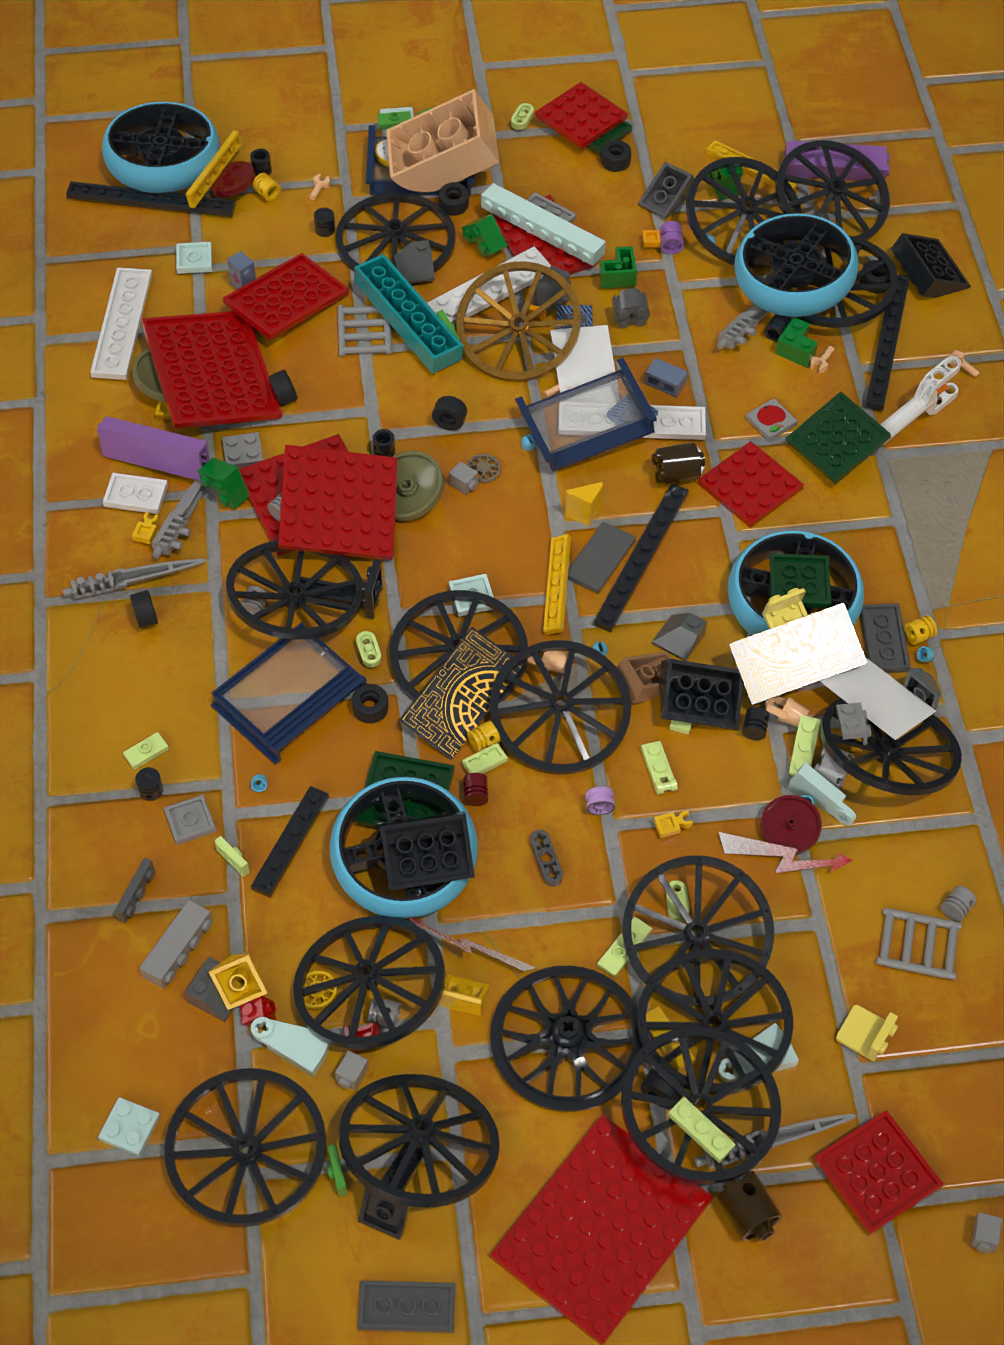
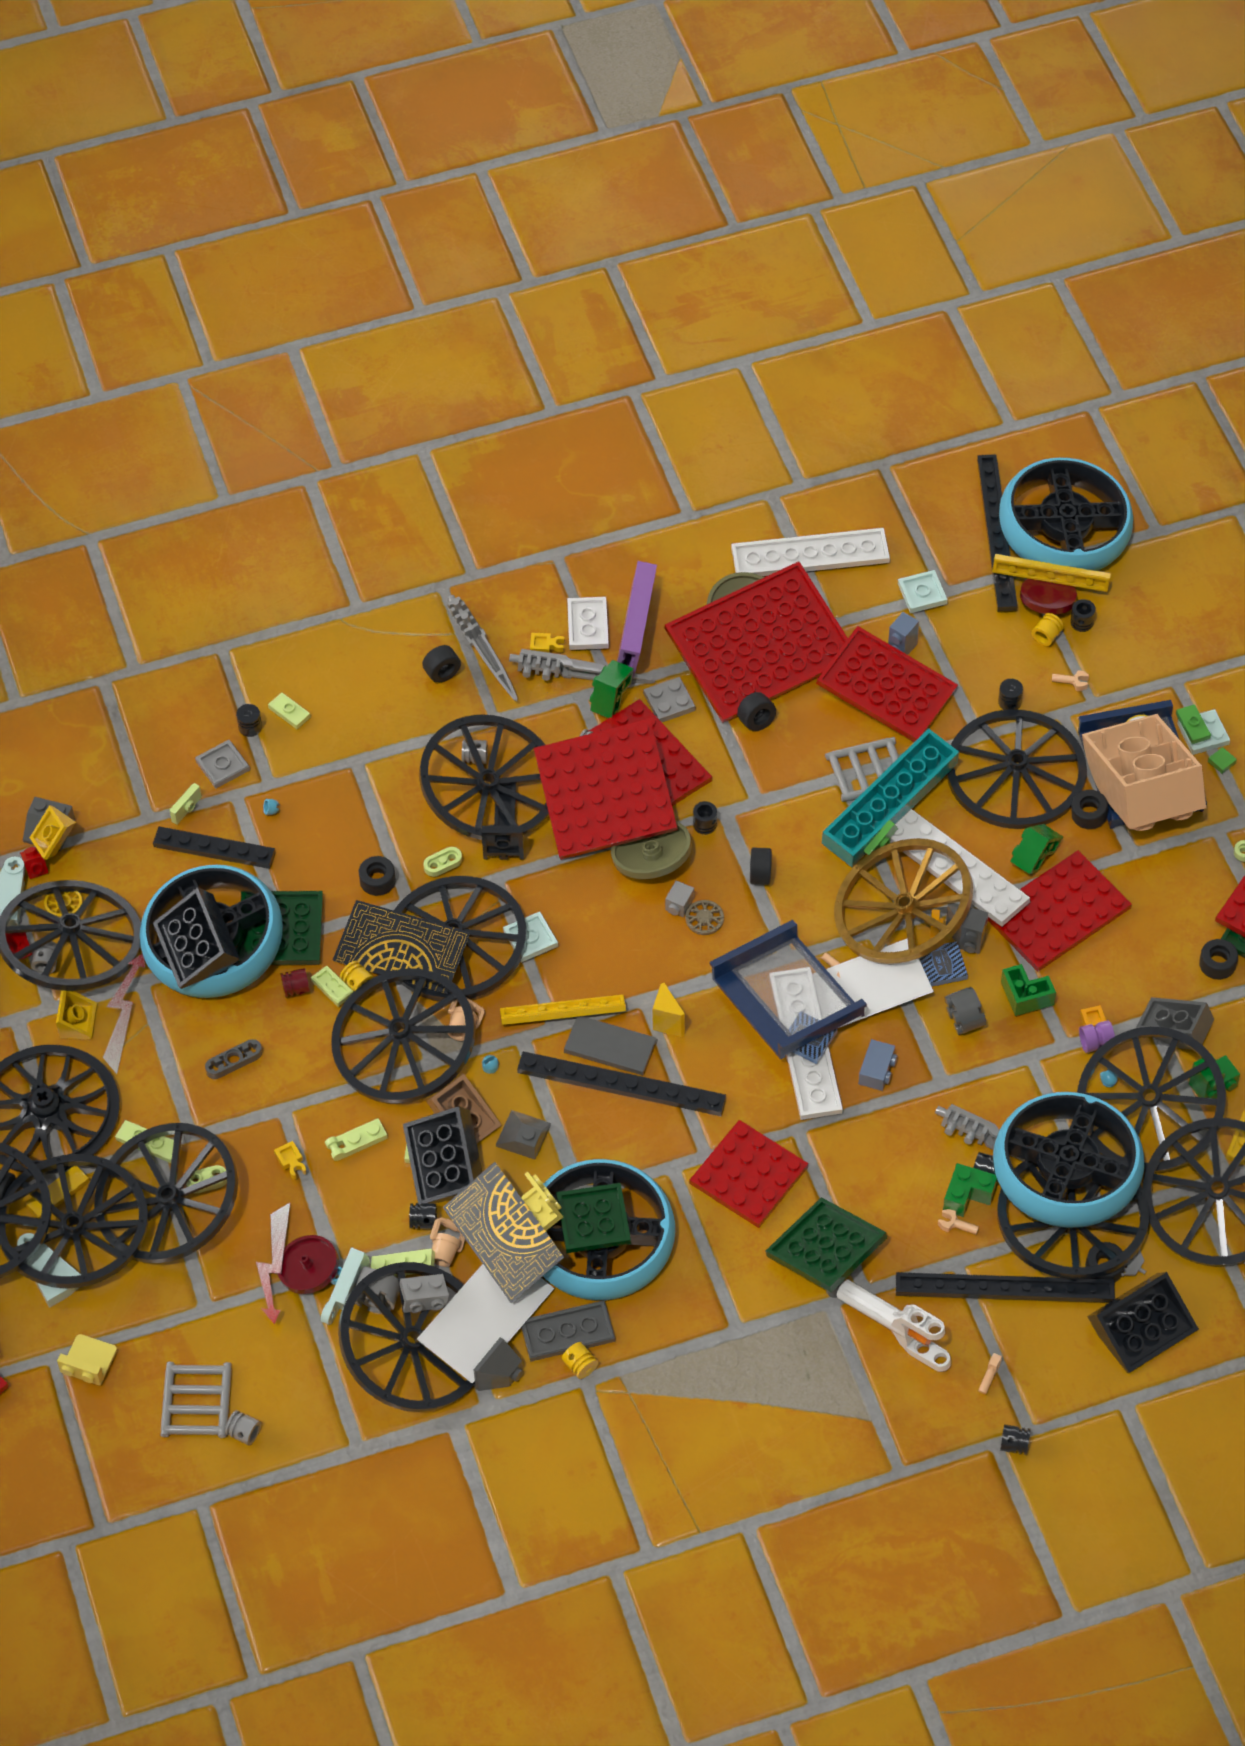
camera: 80 degrees right, 0 degrees up
(135, 890) = (137, 738): dark grey plate -> none
(176, 944) = (88, 783): light grey brick -> none
(284, 692) = (377, 805): piece -> none
(416, 262) = (970, 792): dark grey slope -> none
(543, 224) = (1067, 899): light aqua brick -> none
(552, 207) = (1094, 904): light grey plate -> none
(600, 801) = (301, 1089): lavender wheel -> none
(678, 463) = (746, 1090): dark brown cylinder -> none
(771, 419) = (849, 1181): tile -> none
(930, 654) = (550, 1371): medium azure hinge -> none

